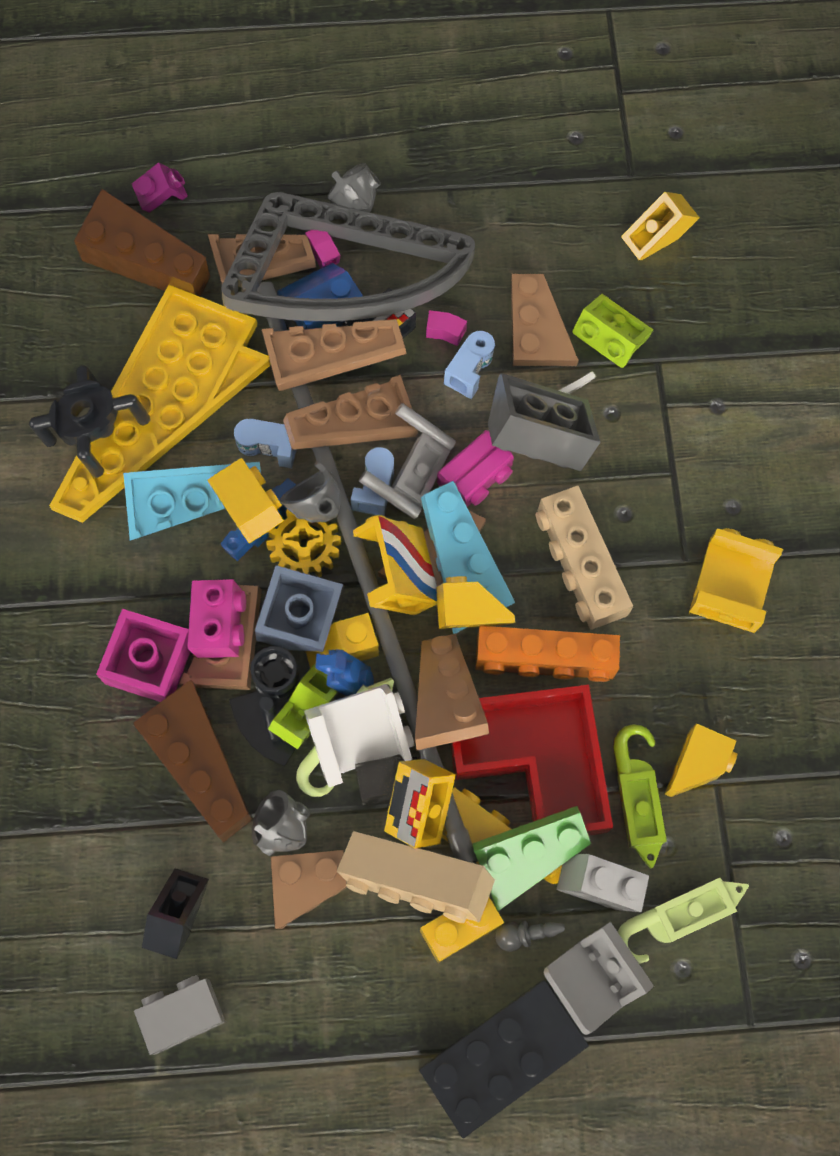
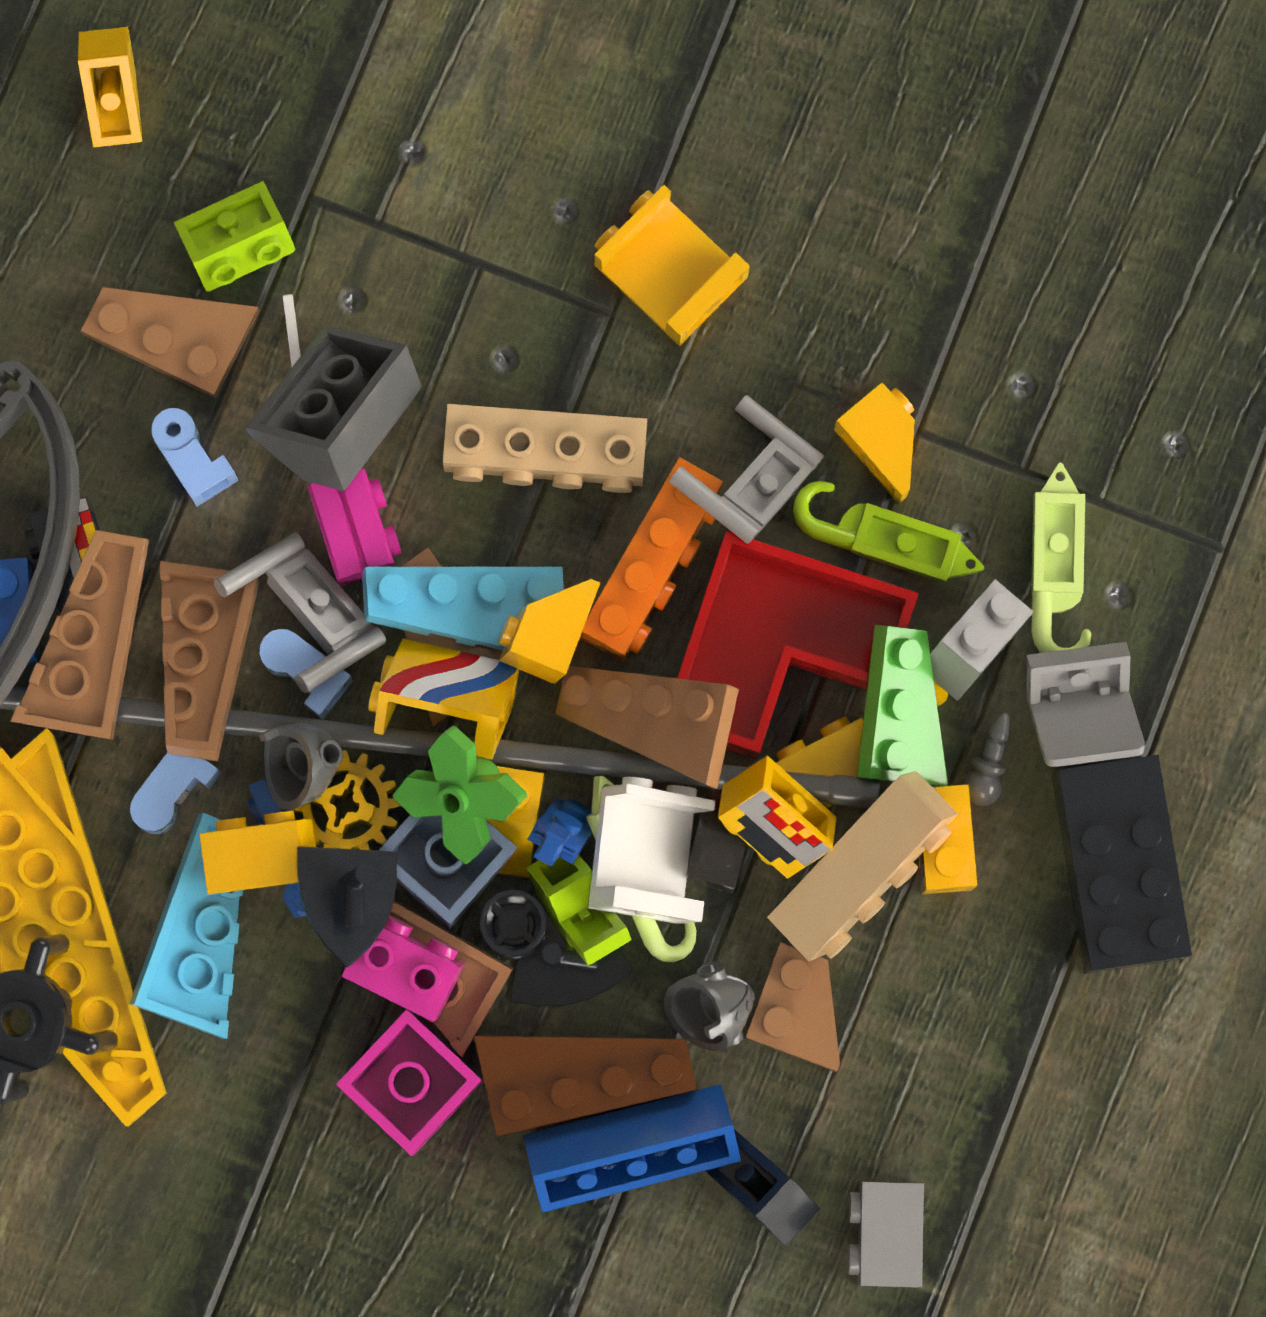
camera: 65 degrees left, 10 degrees up
(163, 815) = (631, 1148): none -> blue brick
(240, 557) = (346, 896): none -> black shield
(339, 594) = (462, 791): none -> bright green plant
(445, 327) = (116, 463): dark pink piece -> none
(628, 697) = (764, 484): none -> light grey plate

